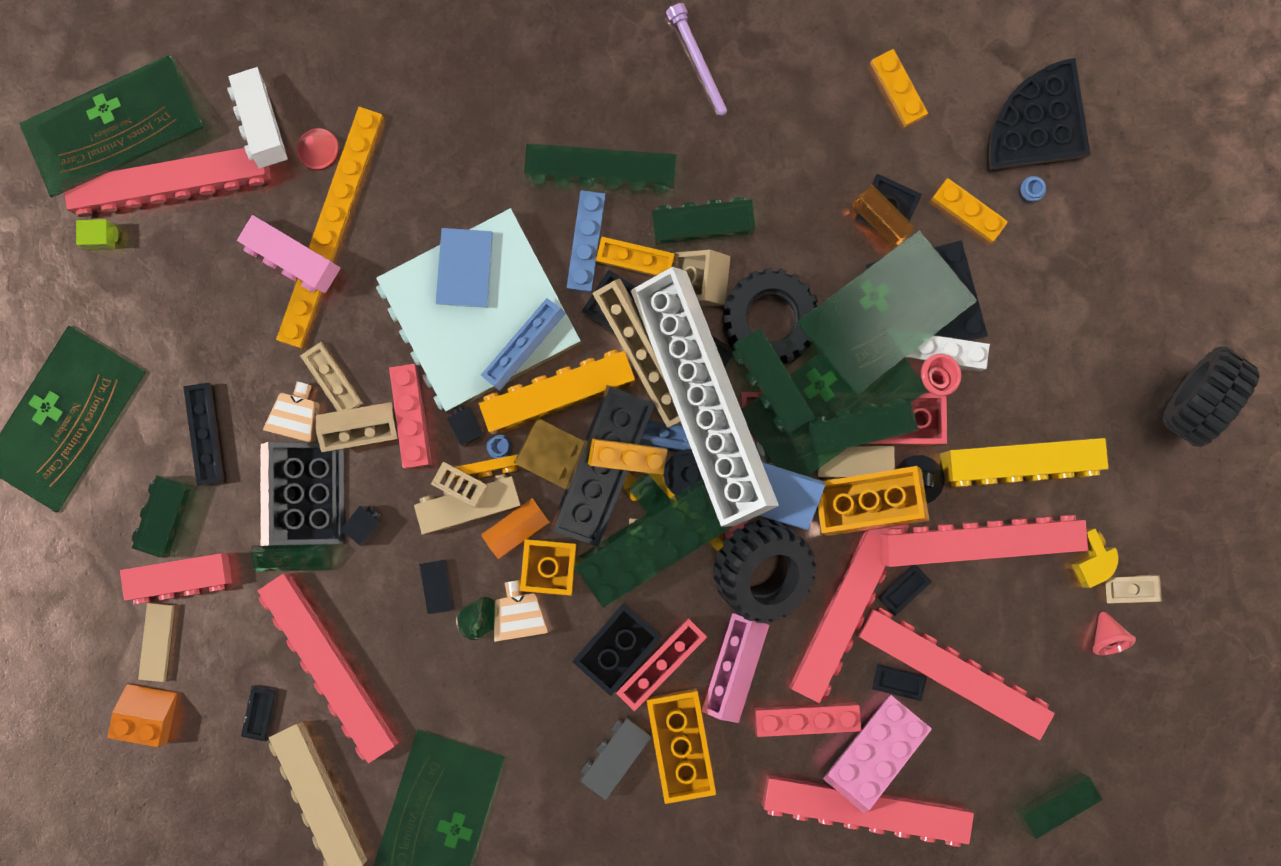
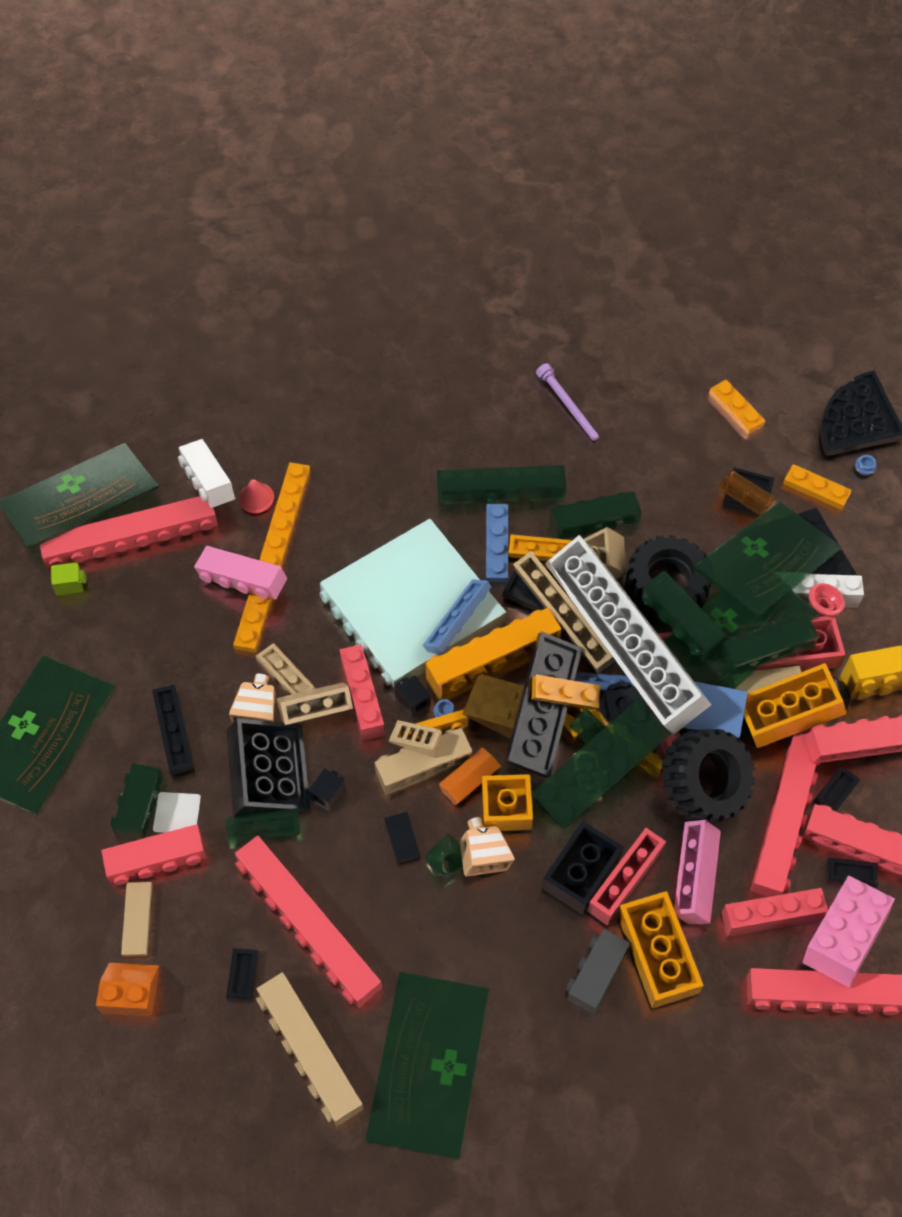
camera: 10 degrees left, 25 degrees down
(204, 528) = (176, 811): none -> white sticker
(464, 267) = (396, 565): medium blue tile -> none

